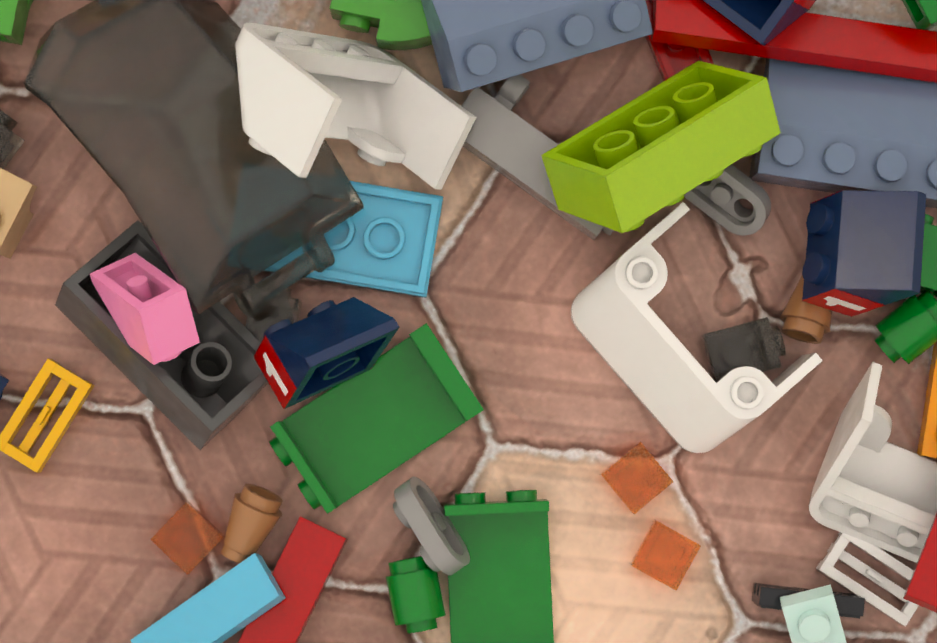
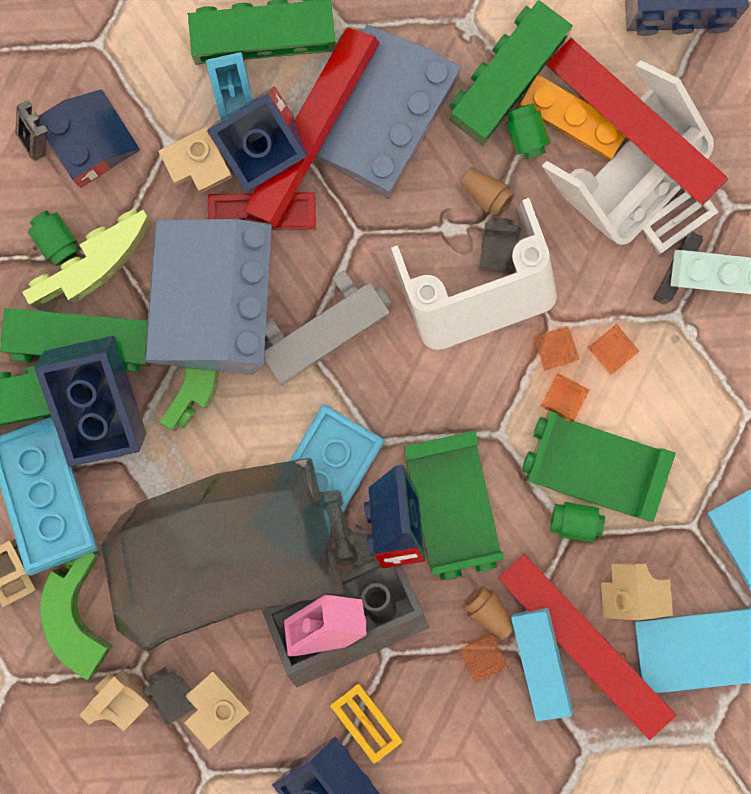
camera: 65 degrees left, 0 degrees up
(324, 86) = (223, 455): white windscreen -> none
(440, 541) = (526, 496): light grey plate -> none
(574, 514) = (564, 397): none -> clear orange tile
(661, 145) = (349, 247): lime brick -> none
(721, 201) = (391, 220): light grey plate -> none
(864, 249) = (466, 142): dark blue slope -> none

